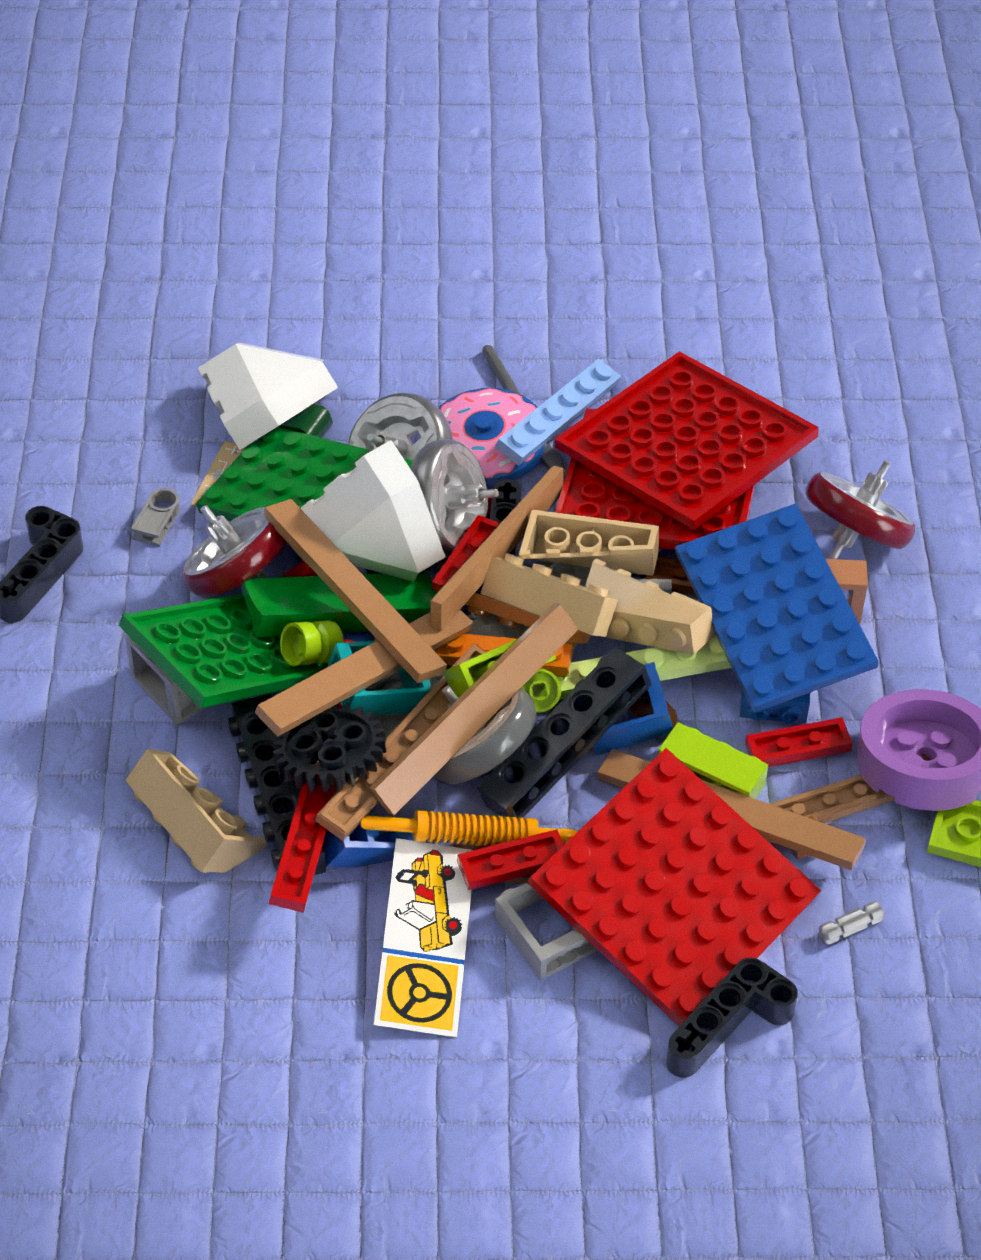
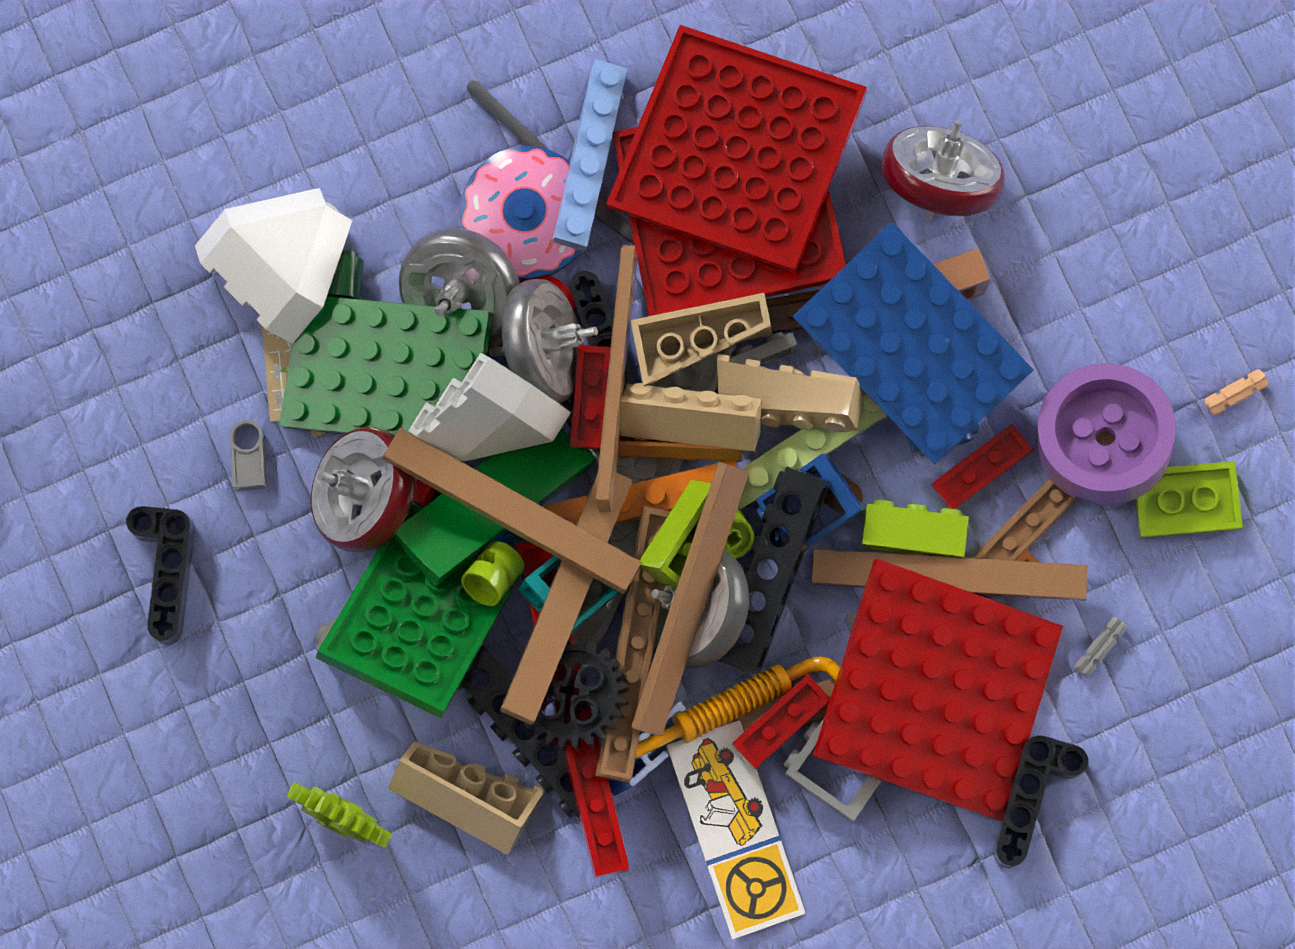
camera: 20 degrees left, 30 degrees up
(68, 768) = (339, 815): none -> lime gear

